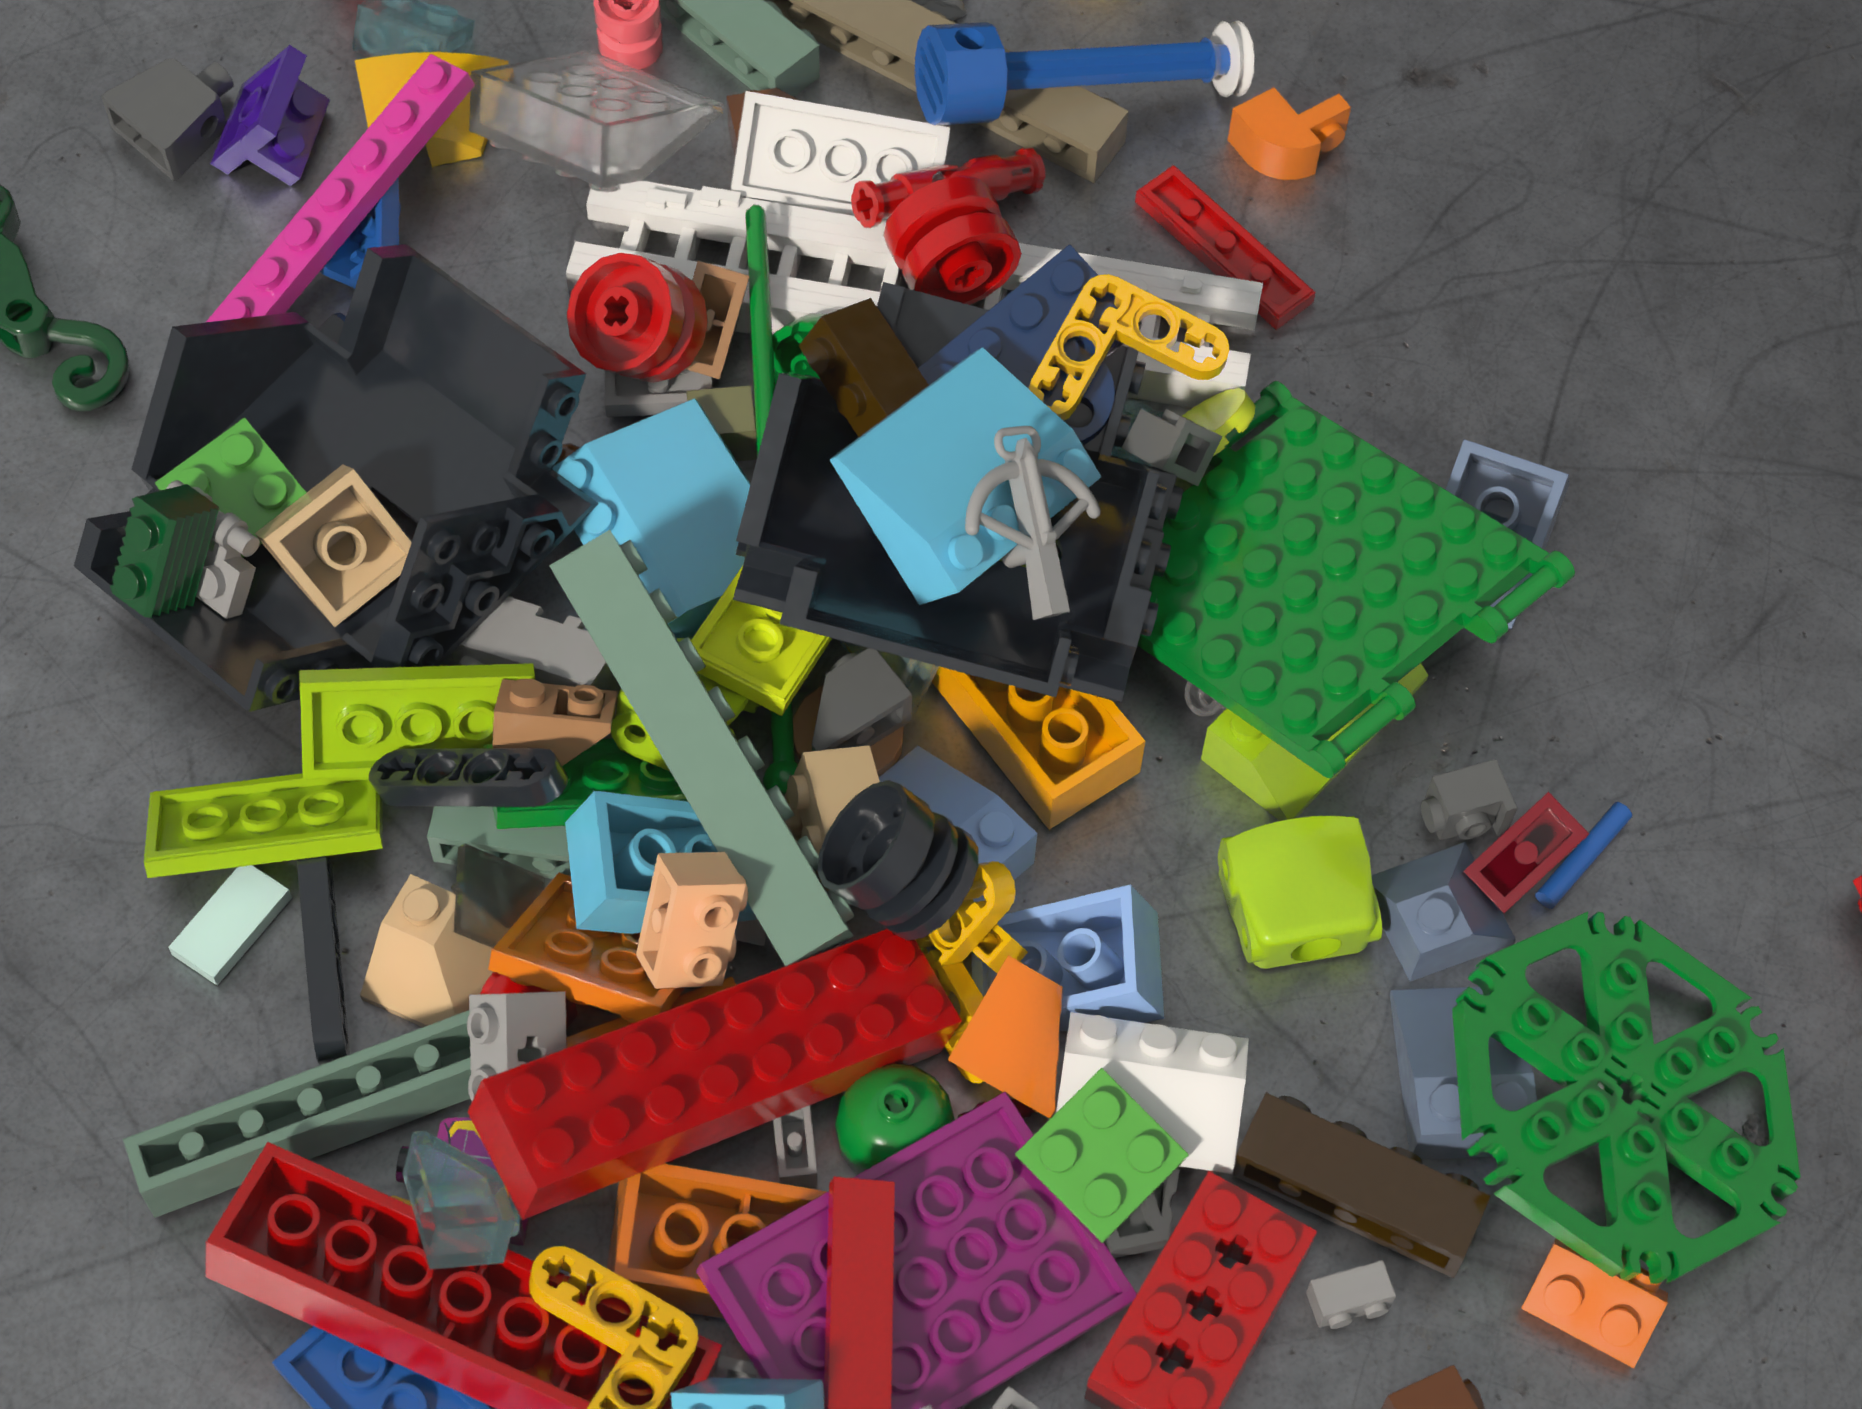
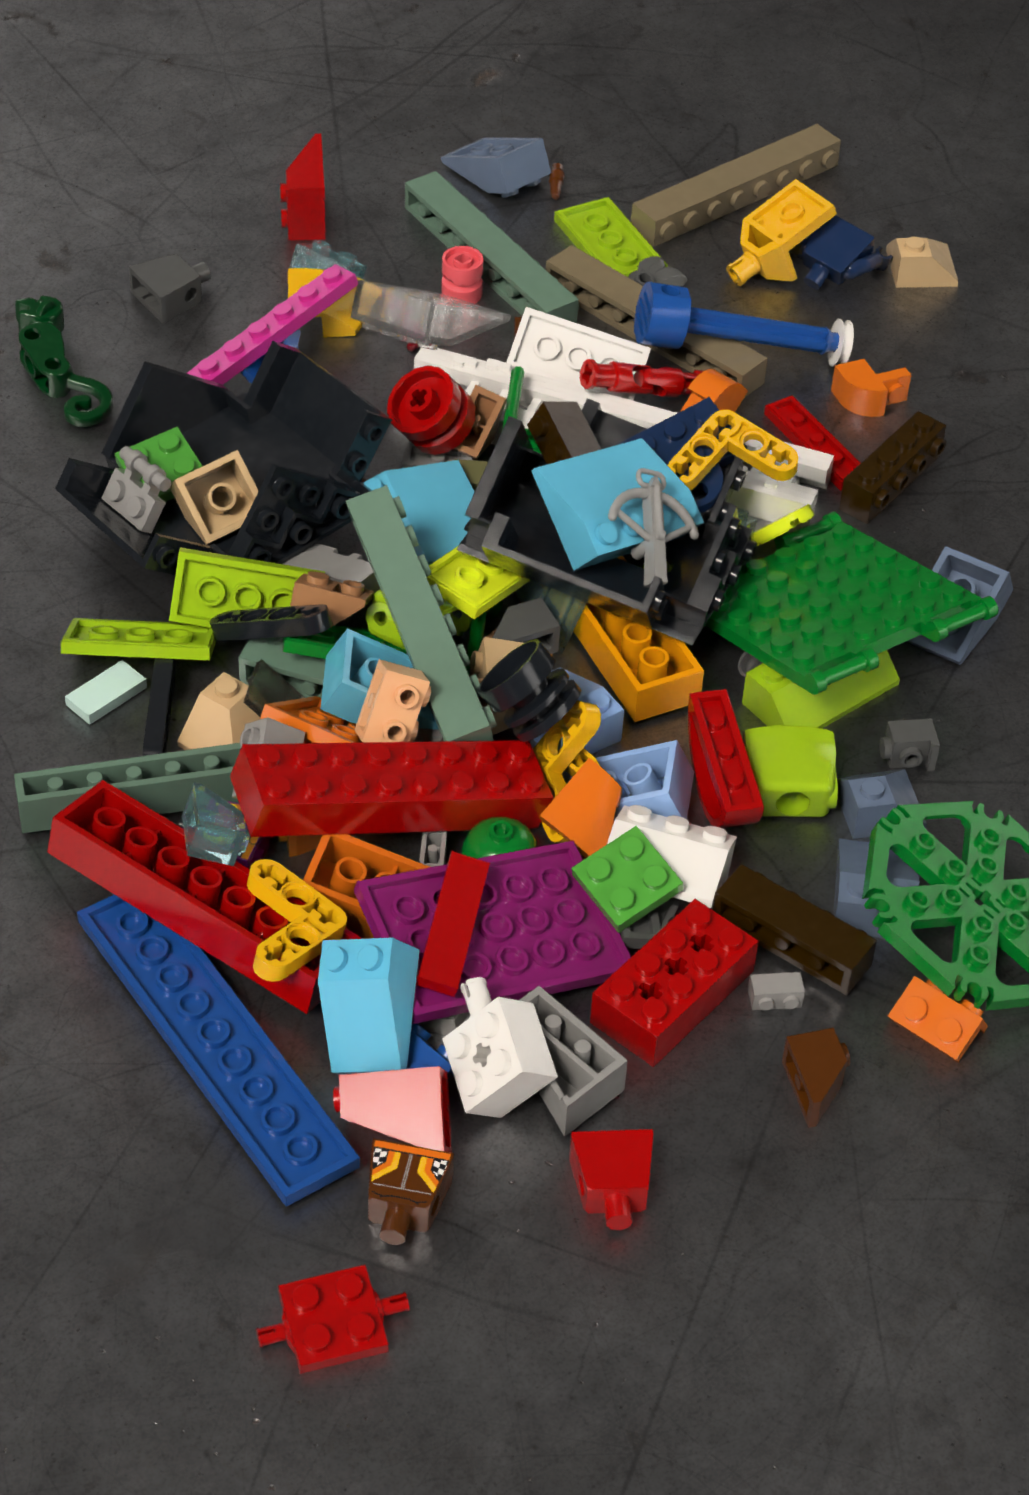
camera: 10 degrees right, 15 degrees down
(164, 550) = (112, 478): dark green brick -> none
(273, 120) = (231, 296): dark purple bracket -> none
(952, 240) = (637, 389): red wheel -> none
(1055, 197) = (722, 390): none -> orange brick
(1172, 444) = (761, 517): dark grey brick -> none
(1203, 911) = (721, 762): none -> red window
(1351, 283) = (892, 467): none -> dark brown brick
(1526, 852) = (944, 771): dark red slope -> none
(1583, 855) = (987, 783): blue piece -> none

